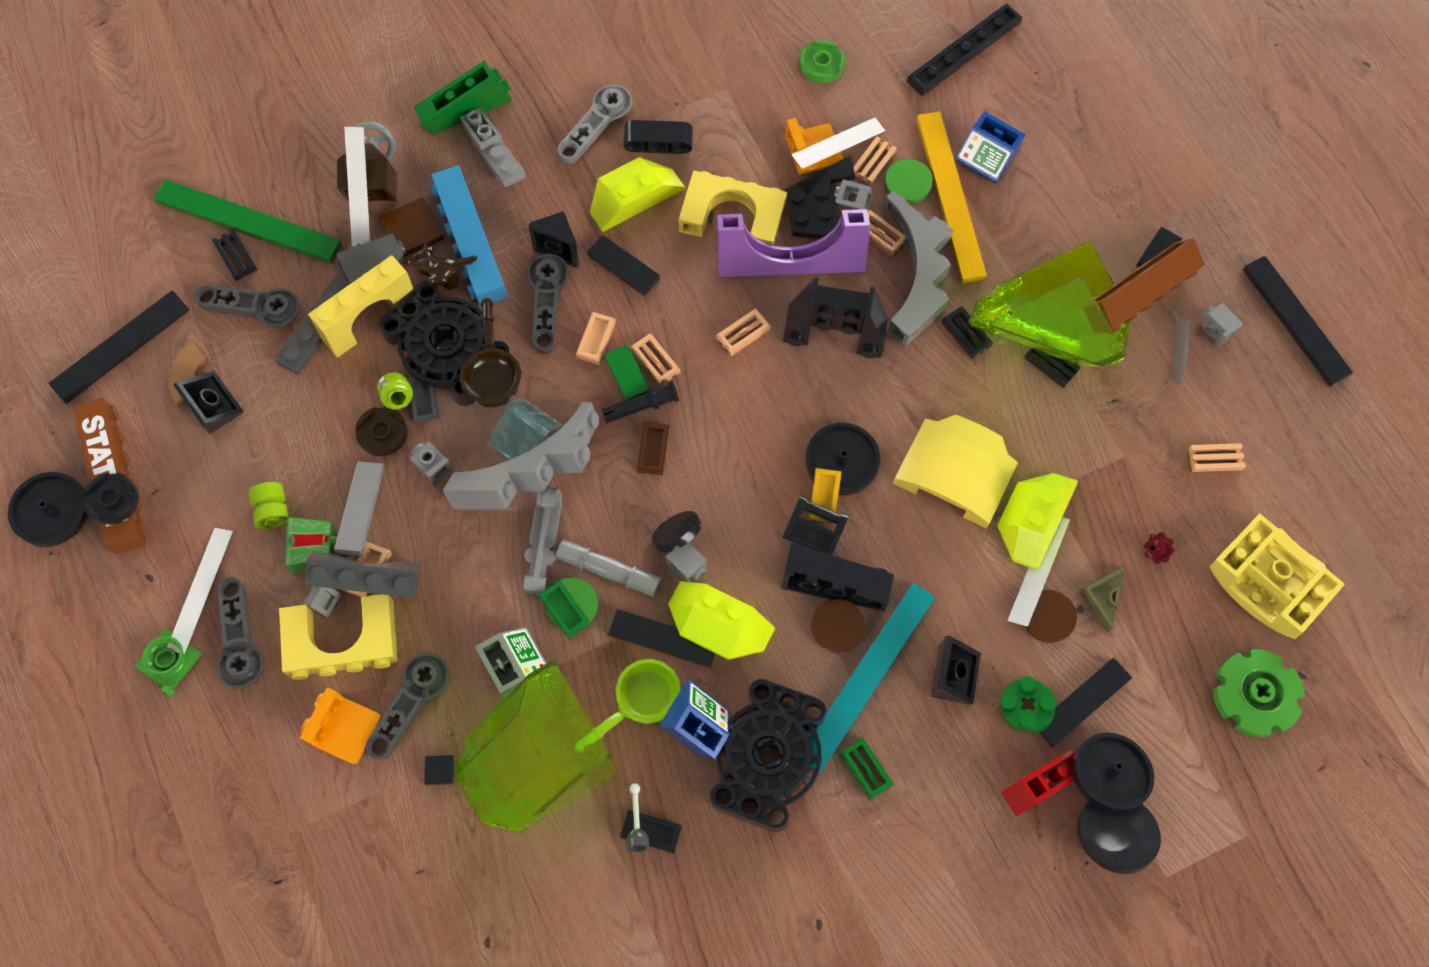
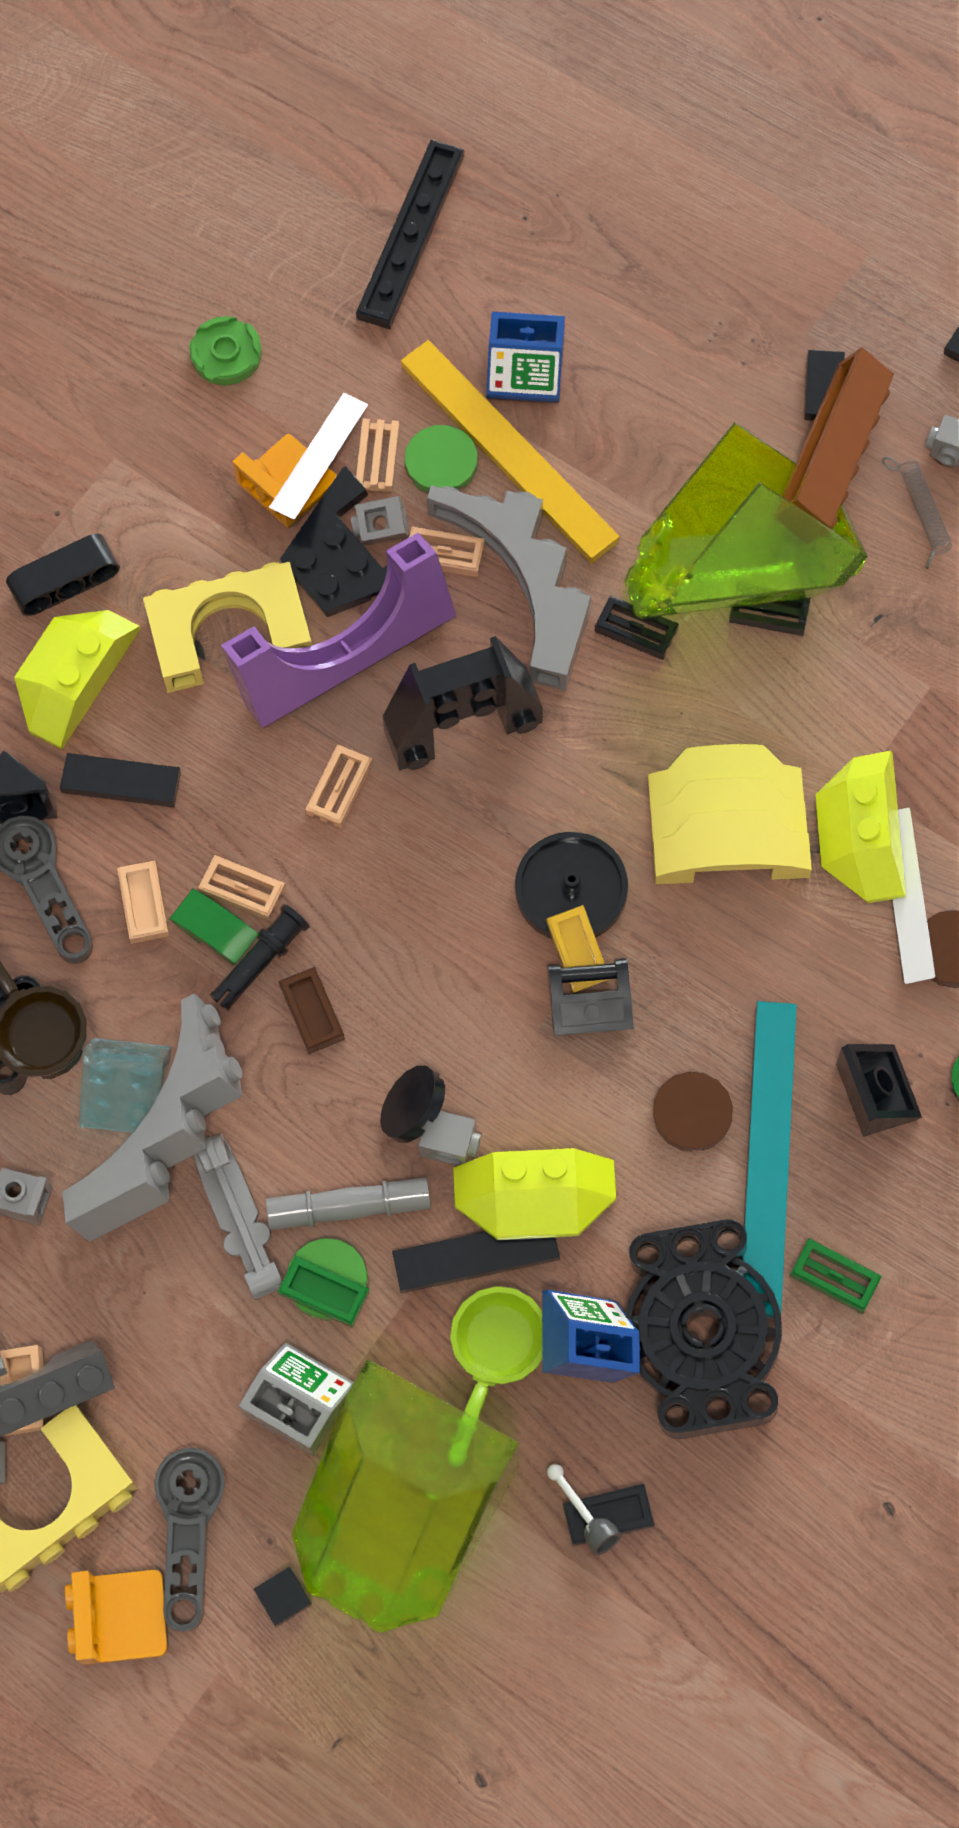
camera: 25 degrees left, 0 degrees up
(836, 578) = (656, 1050): black wedge -> none

